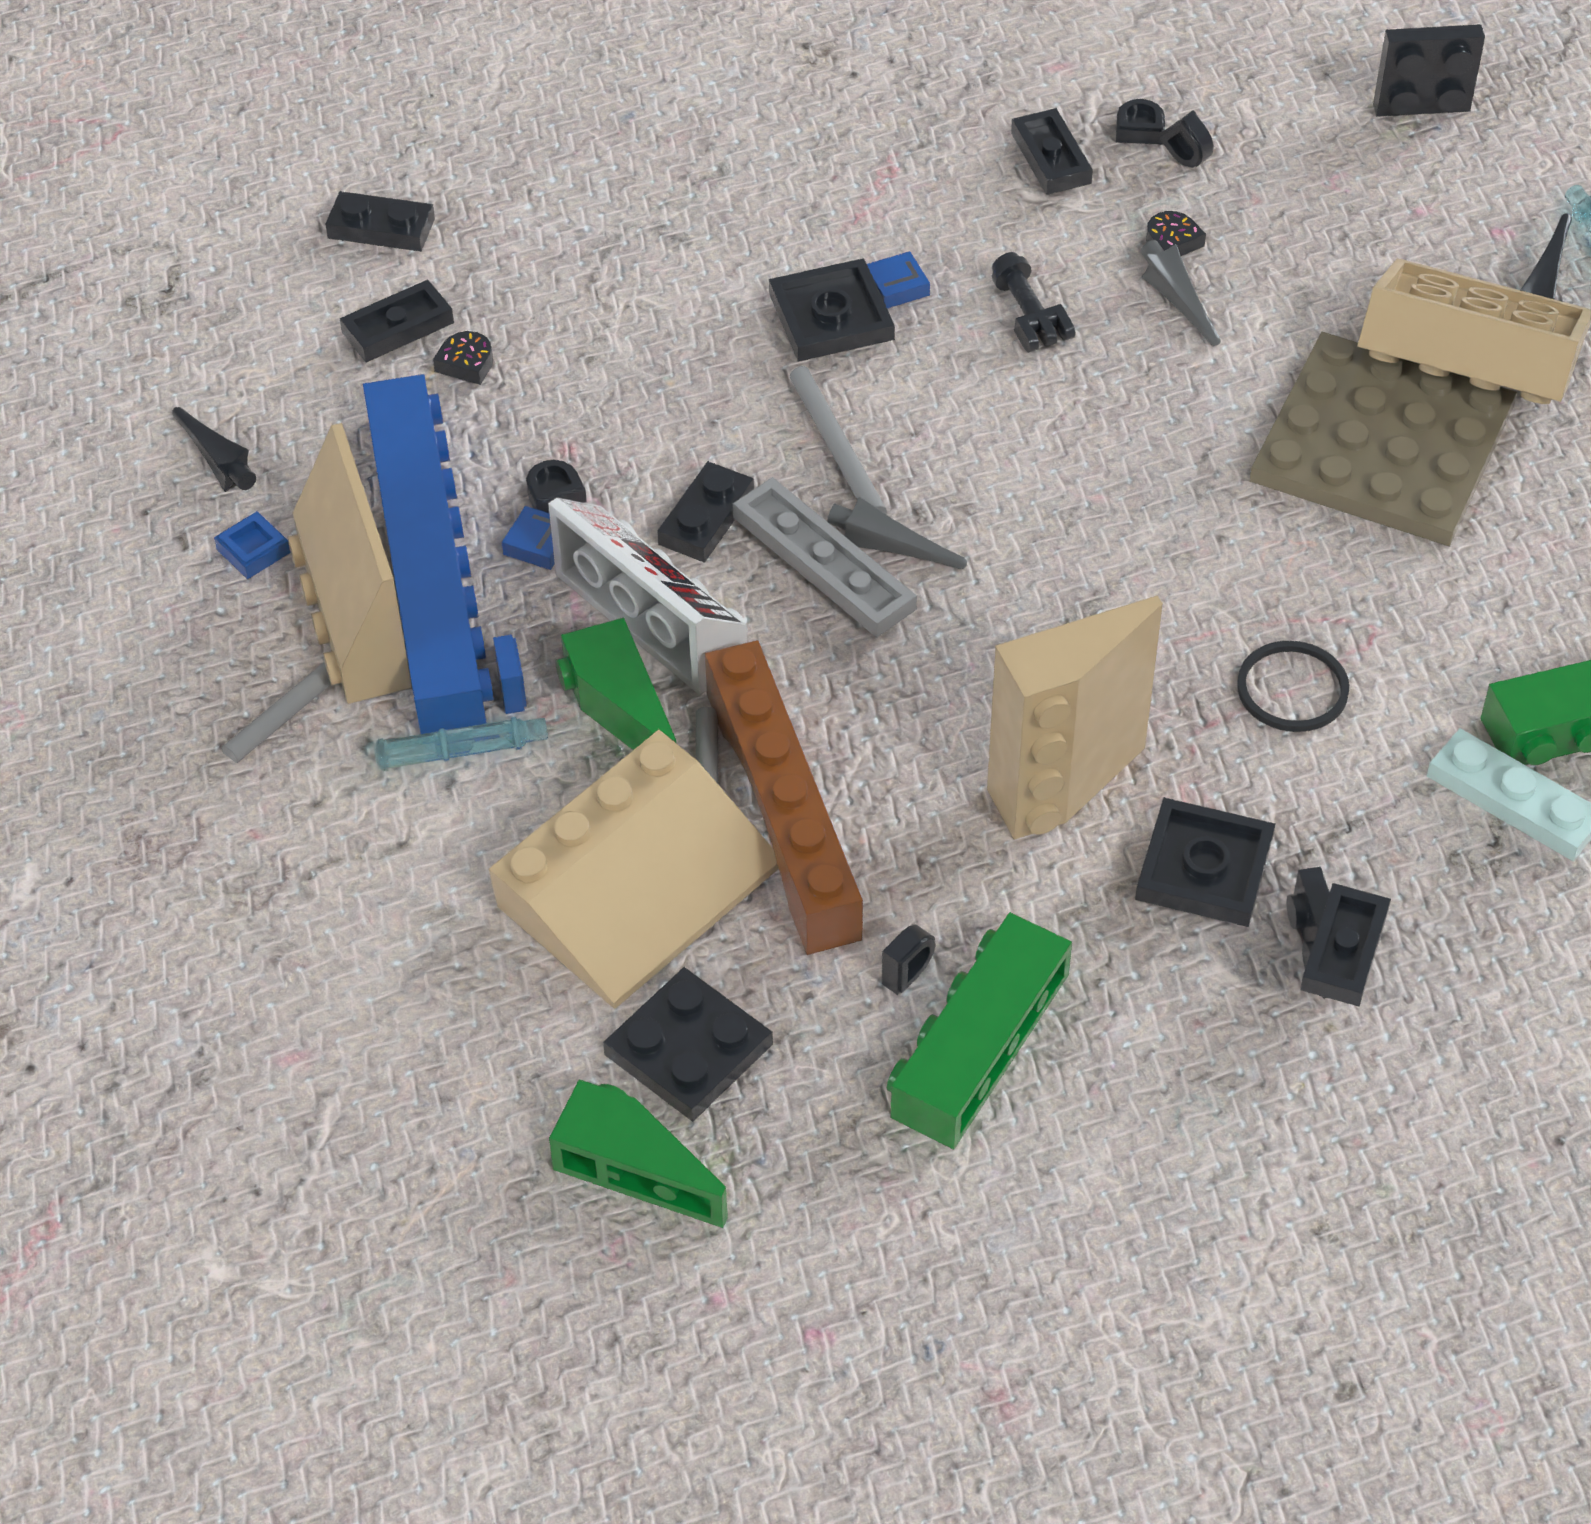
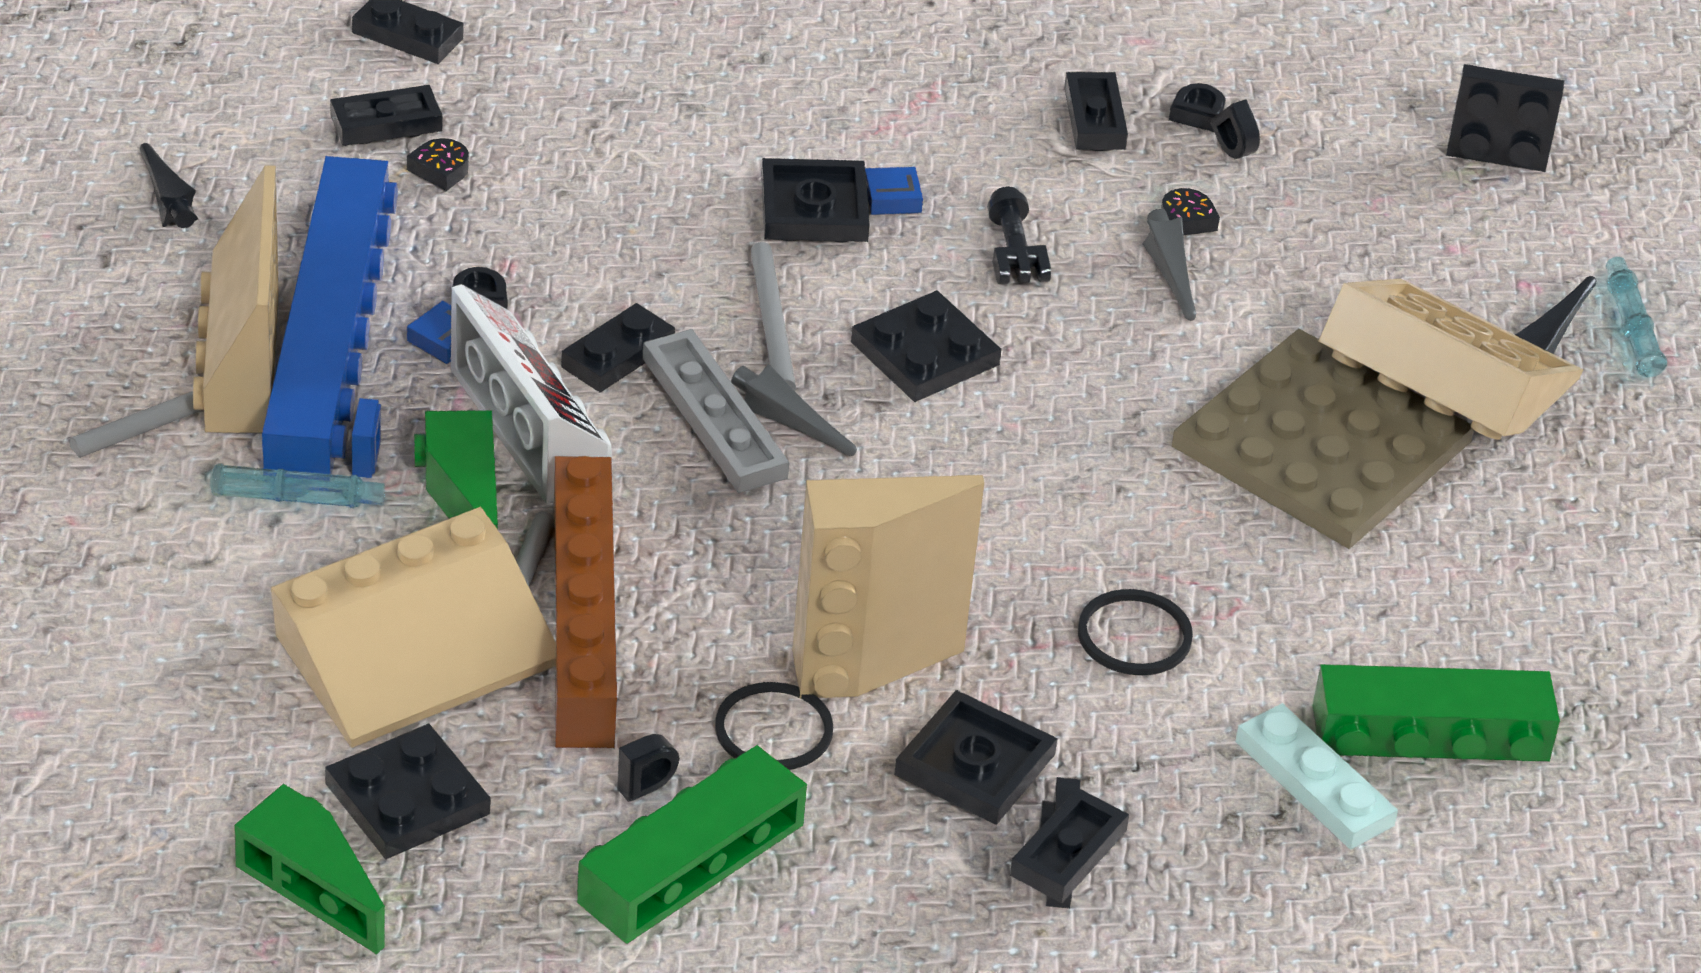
camera: 10 degrees right, 10 degrees down
(252, 545) = (168, 276): blue tile -> none
(989, 435) = (926, 345): none -> black plate
(997, 919) = (779, 687): none -> black piece

